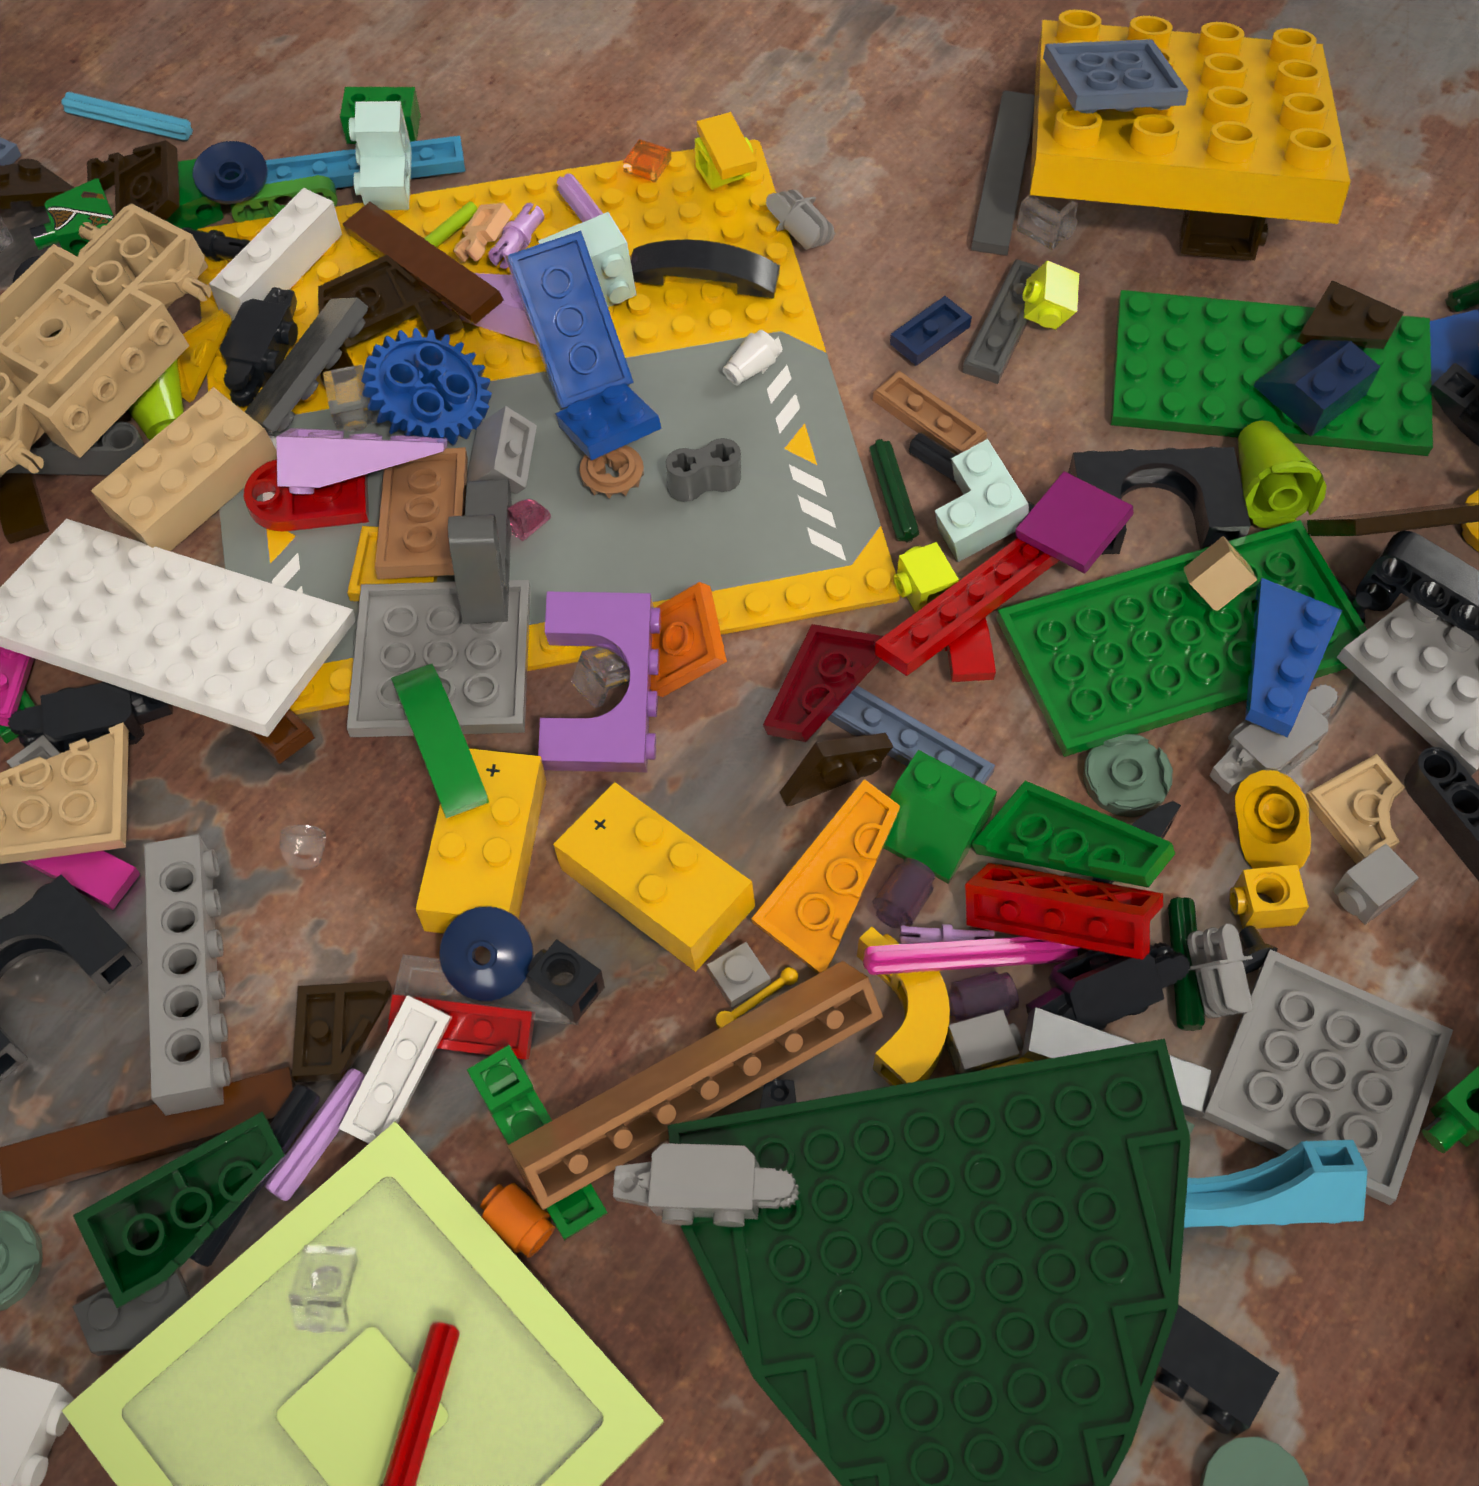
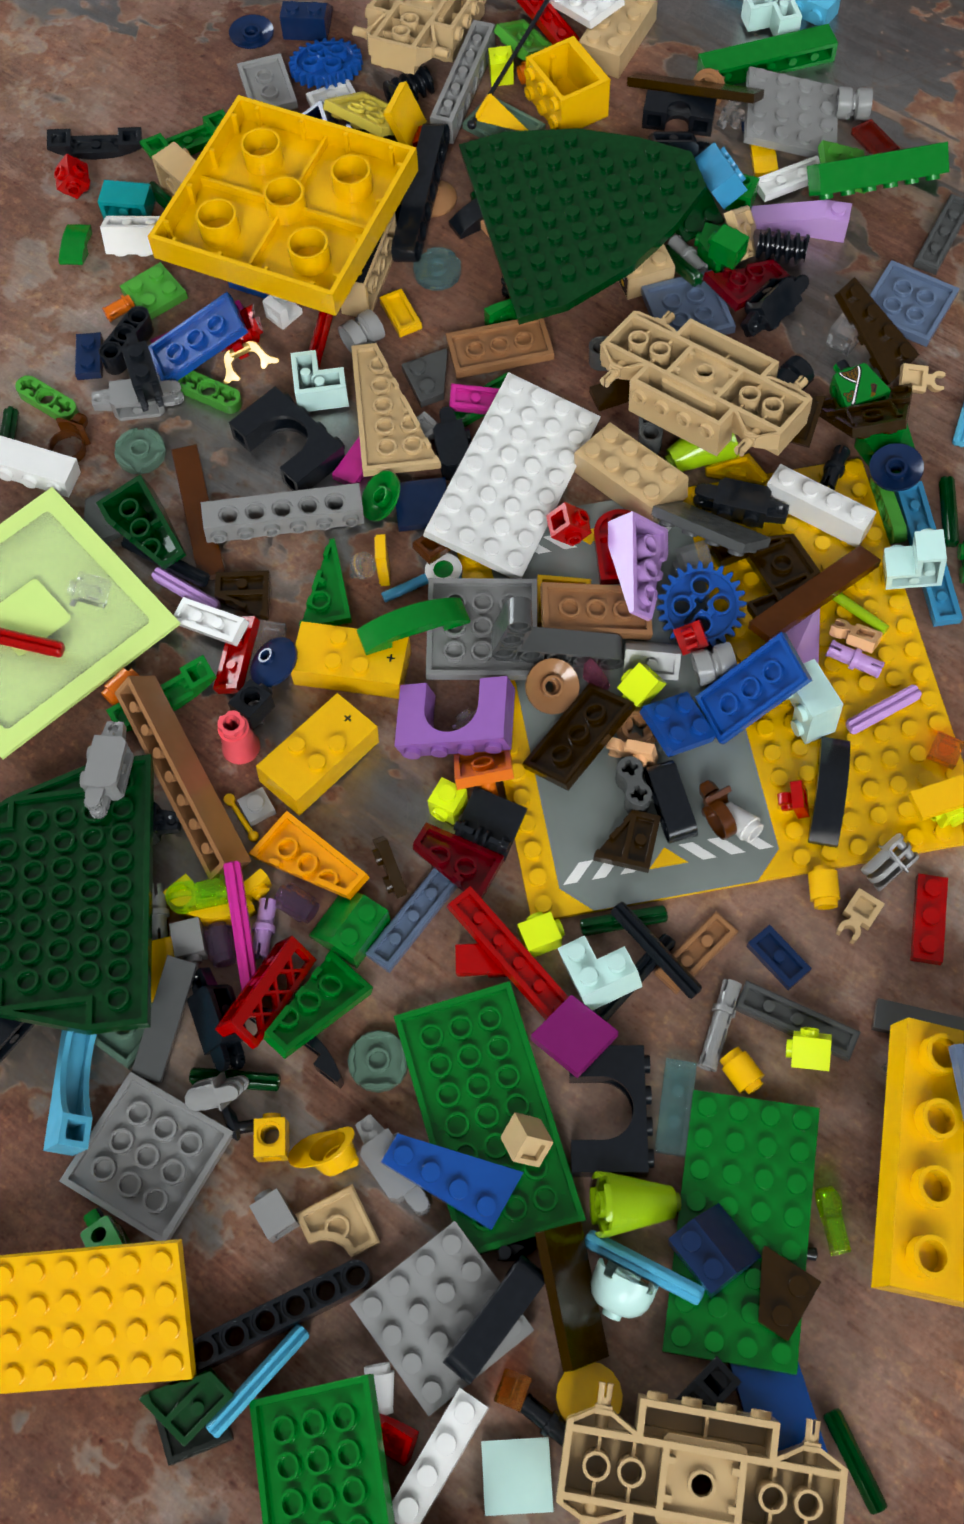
camera: 95 degrees right, 5 degrees up
(73, 158) = (920, 378): none -> tan plate
(148, 804) = (380, 495): none -> green dish
(188, 766) = (418, 502): none -> dark blue tile
(258, 554) = (568, 524): none -> red brick
(295, 144) = (949, 511): none -> dark green axle
(304, 796) = (382, 560): none -> yellow tile
(328, 723) = (445, 567): none -> piece
(359, 891) = (328, 598): none -> green wing
(477, 396) = (691, 637): none -> red tile
(519, 375) = (712, 664): none -> light grey wheel
(546, 563) = (564, 682): none -> medium nougat dish
(550, 457) = (641, 685): none -> neon yellow brick
(625, 1007) = (238, 740): none -> coral plant
(626, 532) = (579, 736): none -> dark brown tile
(651, 468) = (641, 750): none -> light nougat plate
(722, 295) = (795, 800): none -> red tile
(726, 375) = (716, 811): none -> reddish brown piece
(731, 696) = (447, 802): none -> neon yellow brick
(747, 421) = (671, 802): none -> black beam
(762, 641) = (490, 821): none -> black hinge
(785, 473) = (631, 842): none -> dark brown wing
(835, 283) = (824, 887): none -> yellow brick
(865, 195) = (929, 919): none -> red plate
(865, 250) = (861, 912): none -> tan plate
(915, 1015) = (203, 893): none -> clear neon green piece
(938, 444) = (656, 950): none -> black axle
(1025, 389) = (723, 1013): none -> light grey pin
(1082, 366) = (742, 1071): none -> yellow brick
(1120, 434) = (675, 1107): none -> clear light blue tile
(1250, 285) = (829, 1208): none -> clear neon green piece
(1348, 452) = (645, 1268): none -> medium azure axle
(1380, 478) = (620, 1291): none -> light aqua cylinder

